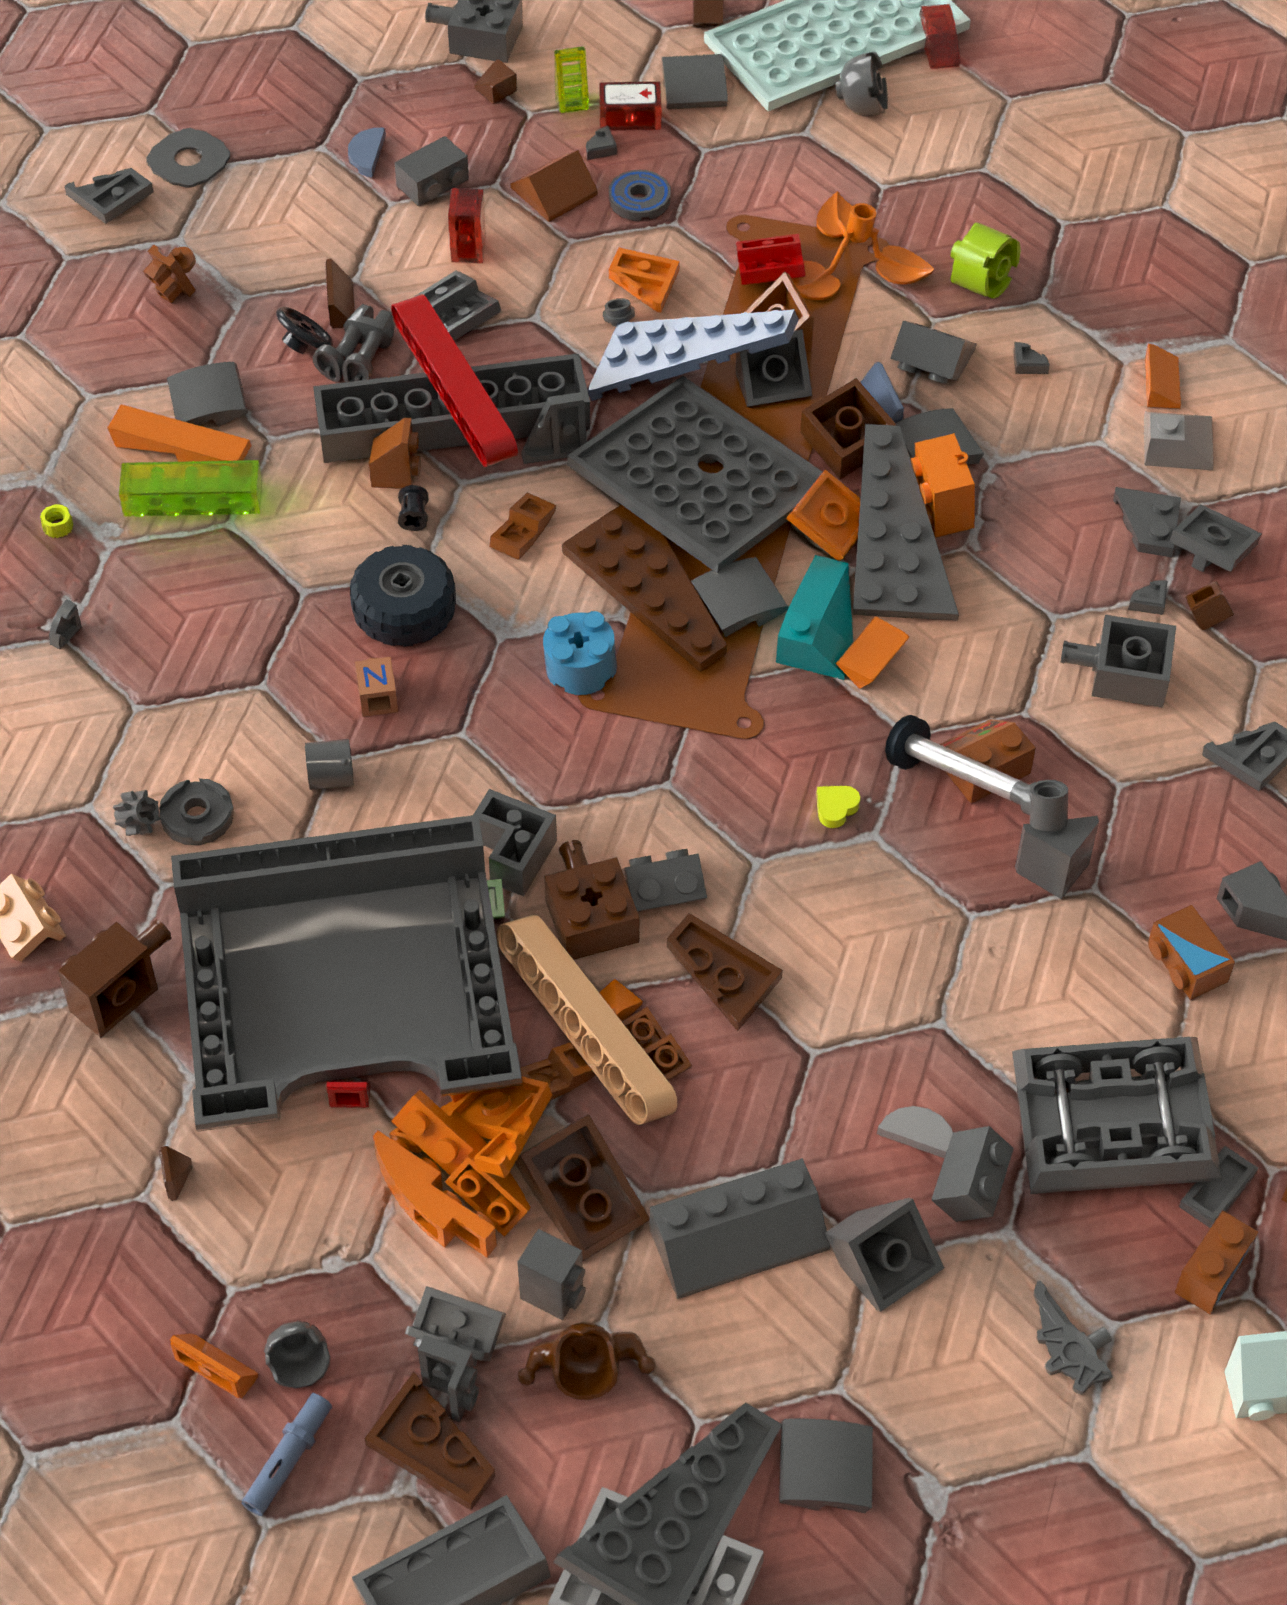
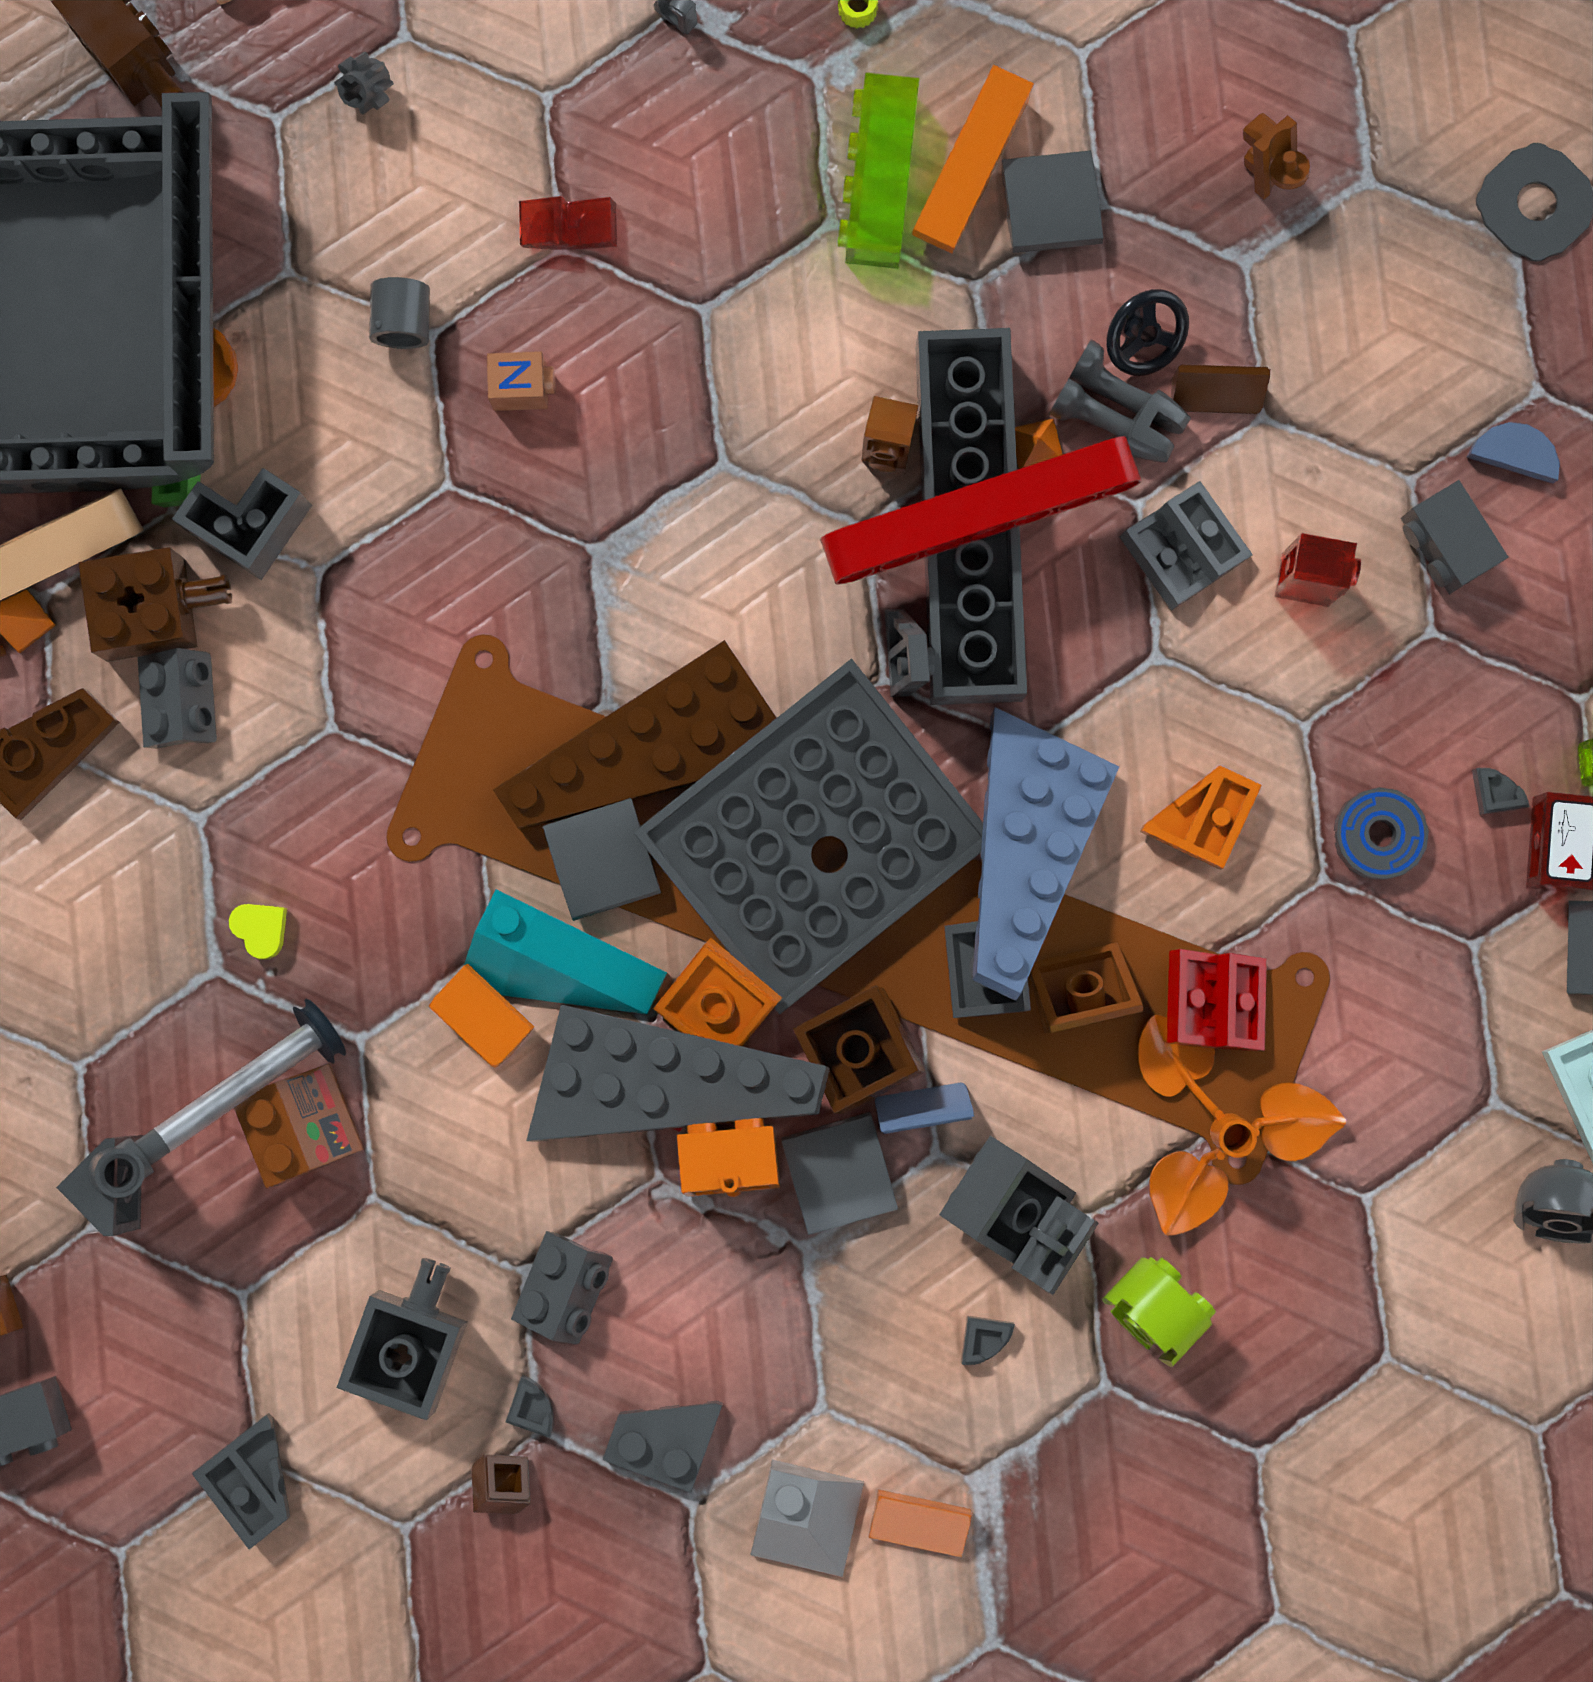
camera: 100 degrees right, 30 degrees up
(111, 193) = (1460, 88): dark grey wing -> none
(200, 828) = (376, 183): dark grey tile -> none
(243, 675) = (568, 225): none -> clear red slope
(403, 595) = (653, 423): black wheel -> none
(413, 510) = (811, 453): black bush -> none
(525, 524) = (768, 595): dark orange slope -> none
(557, 186) = (1412, 713): dark orange slope -> none
(579, 652) = (506, 621): dark azure brick -> none
(618, 311) = (1139, 770): dark grey plate -> none
(956, 318) = (1055, 1245): none -> dark grey hips
(1059, 585) = (562, 1289): none -> dark grey bracket
(1214, 539) = (602, 1520): dark grey hinge -> none

